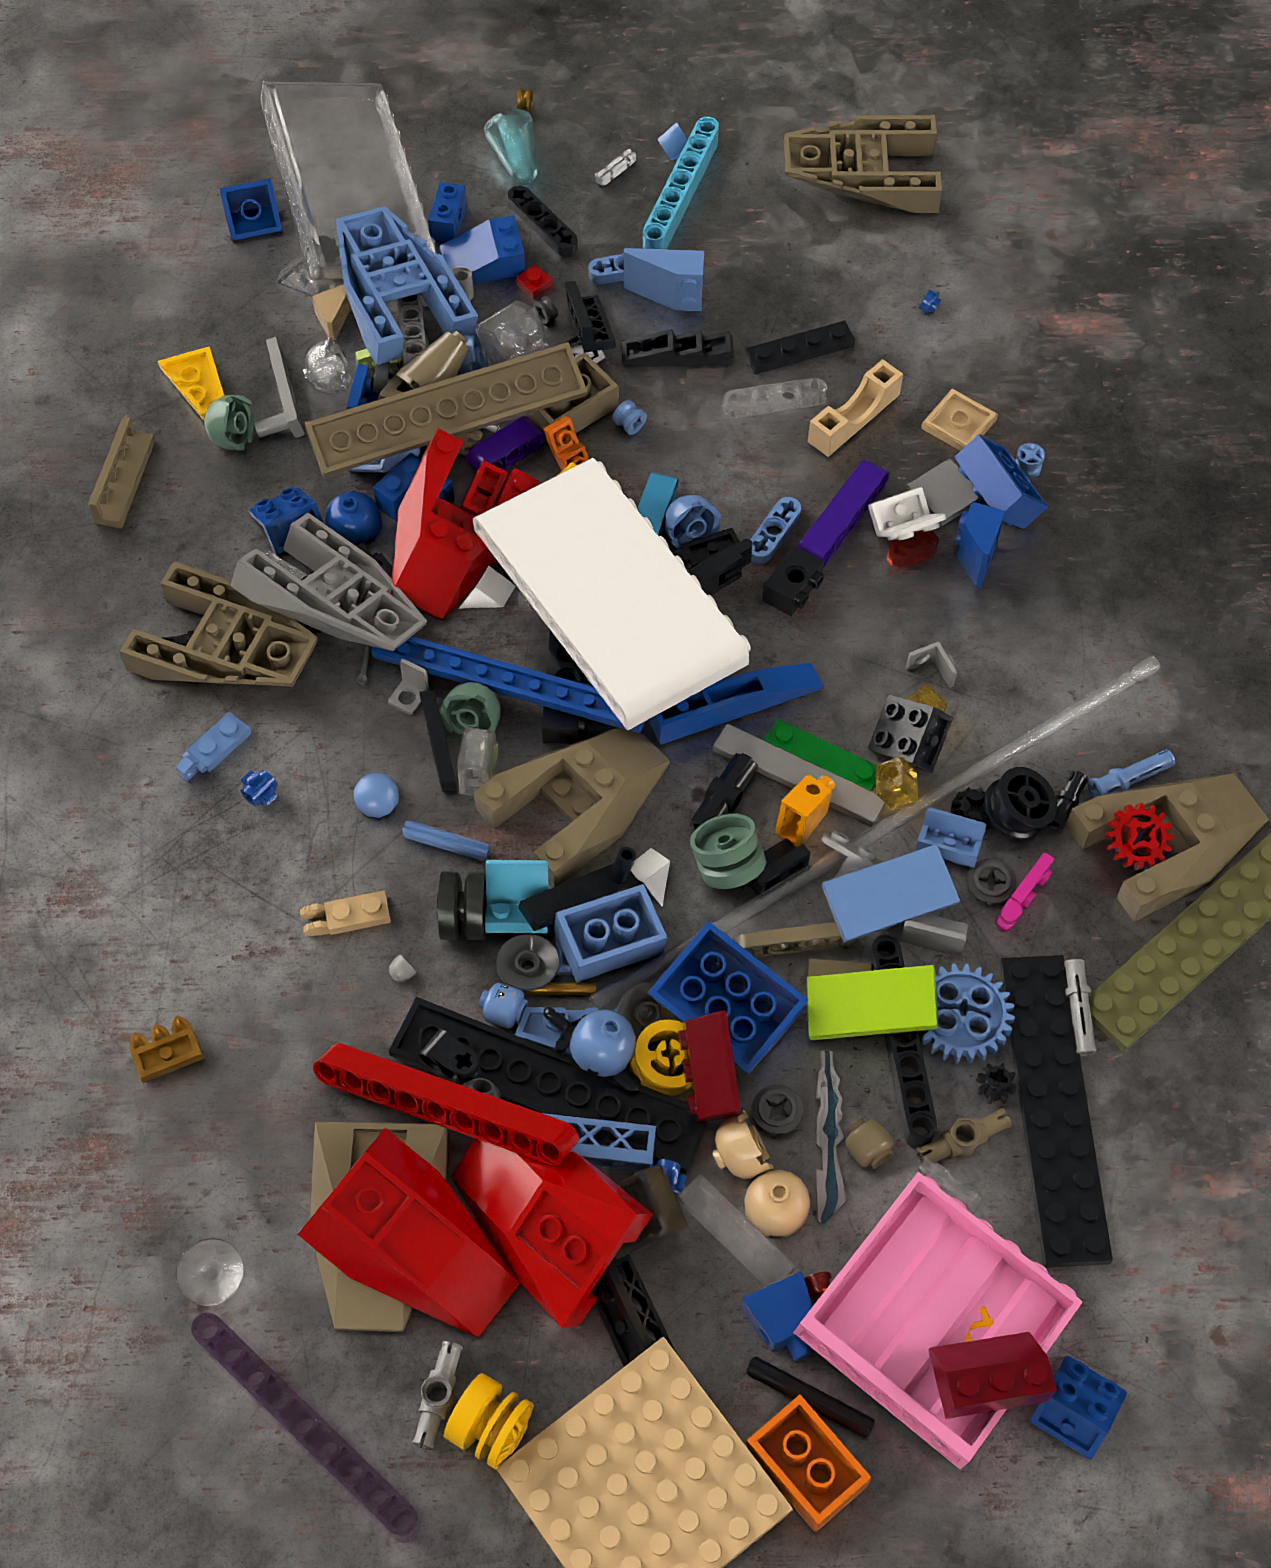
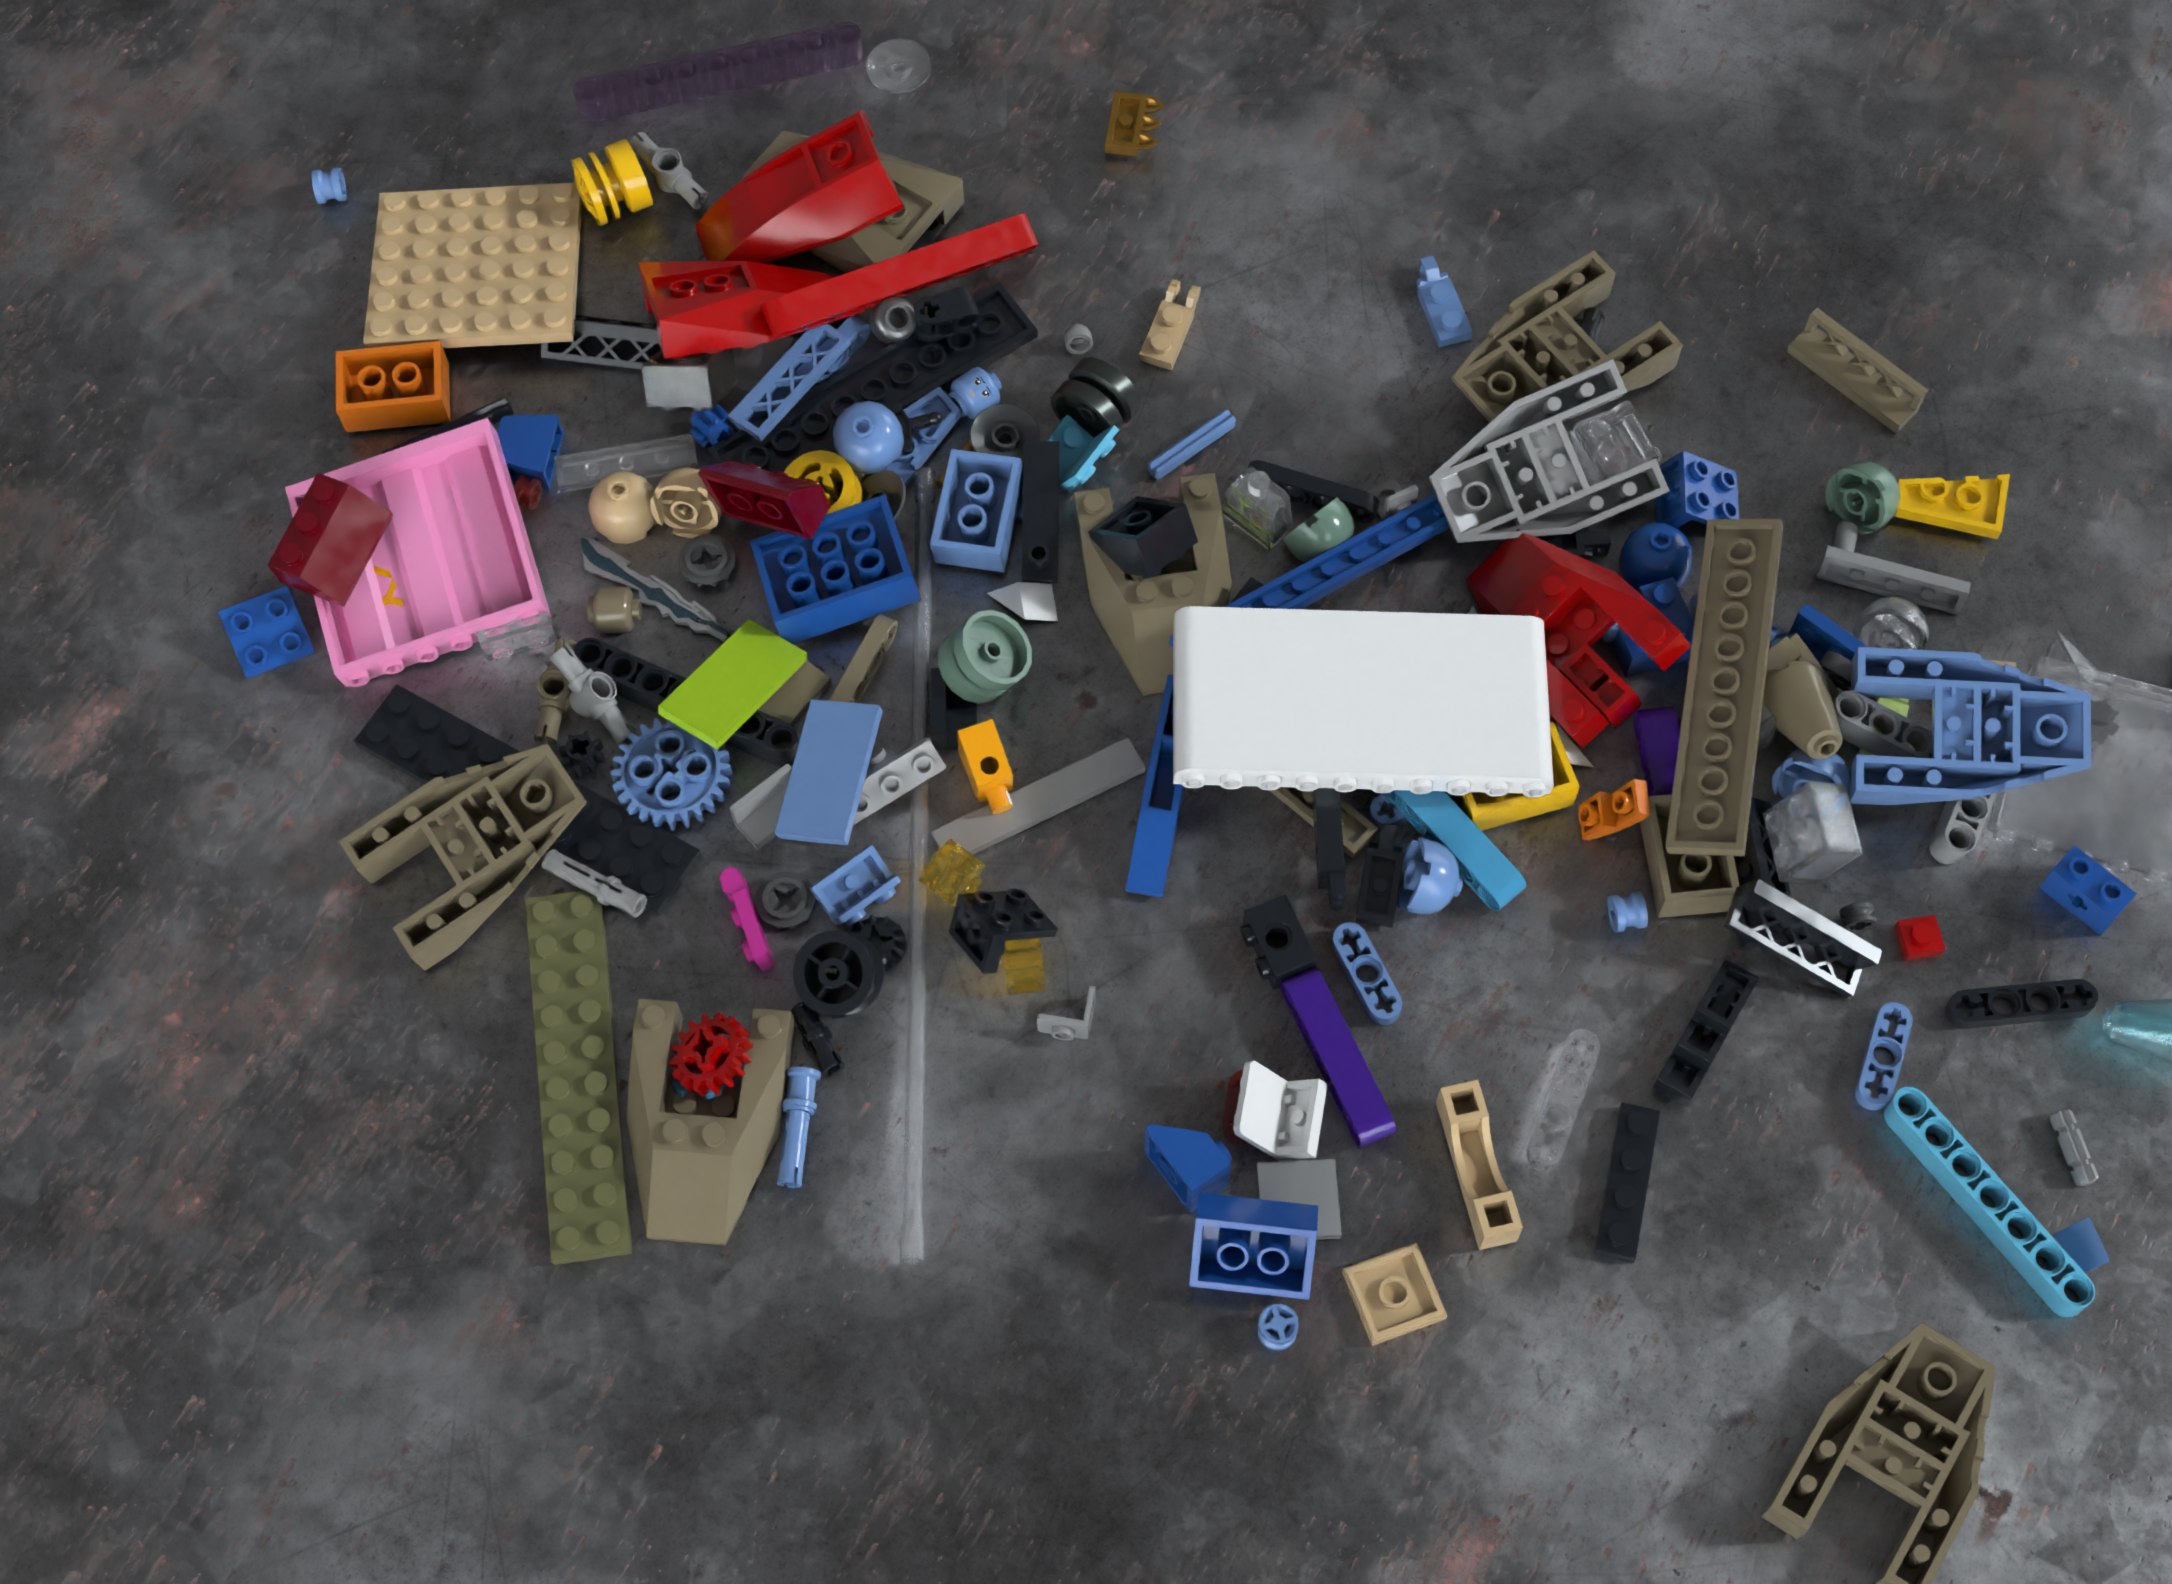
camera: 125 degrees right, 5 degrees up
(259, 788) = (1358, 312): blue gear -> none
(376, 795) = (1286, 411): medium blue hair -> none
(489, 250) = (1994, 903): blue slope -> none
(561, 800) = (1145, 535): none -> black slope
(666, 276) = (1803, 1084): medium blue slope -> none
(725, 791) = (1062, 709): black piece -> none
(823, 754) = (1044, 837): green plate -> none
(930, 302) = (1603, 1387): blue plate -> none
(950, 1100) = (592, 694): none -> light grey pin
(1114, 1085) = (487, 833): none -> dark tan wedge

